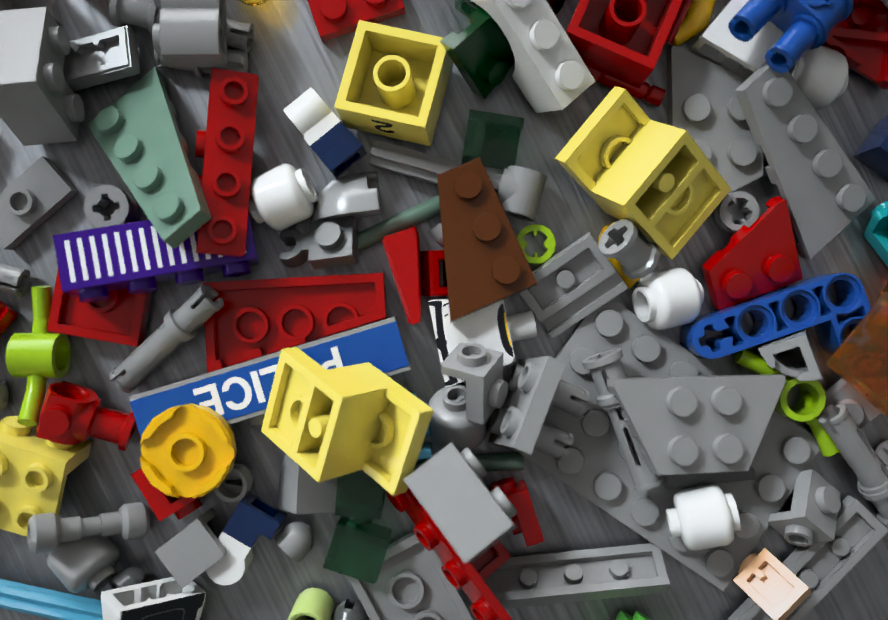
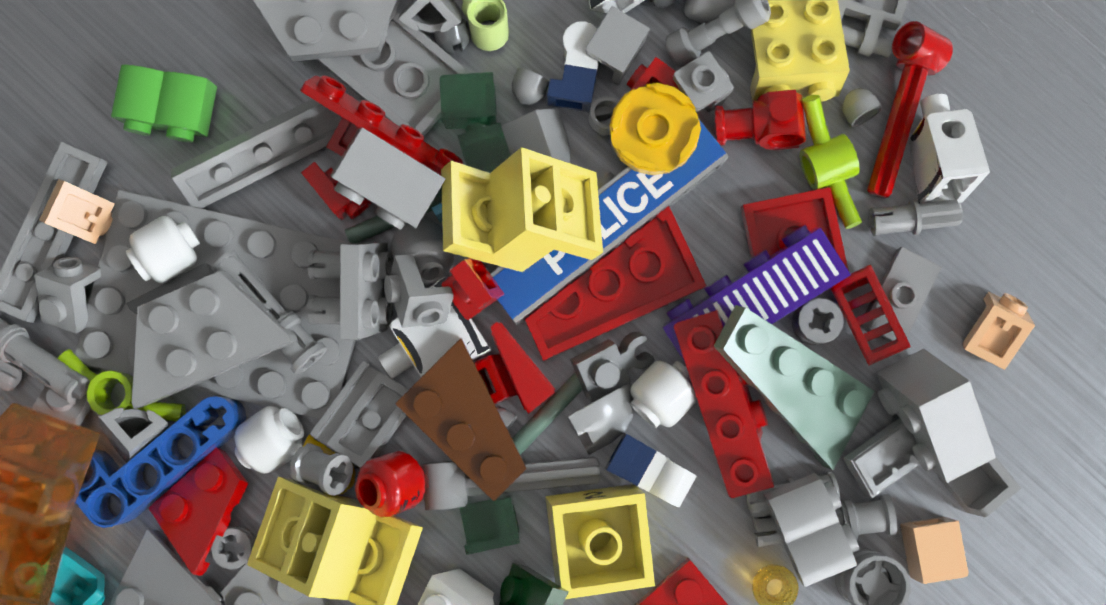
camera: 160 degrees right, 5 degrees down
(40, 195) = (855, 280): none -> red slope
(122, 478) = (704, 82): none -> light grey bracket
(178, 327) = (710, 236): light grey pin -> none
(421, 364) = (472, 287): none -> red bracket
(548, 244) = (397, 445): lime bush -> none
(569, 210) = (390, 484): none -> red head

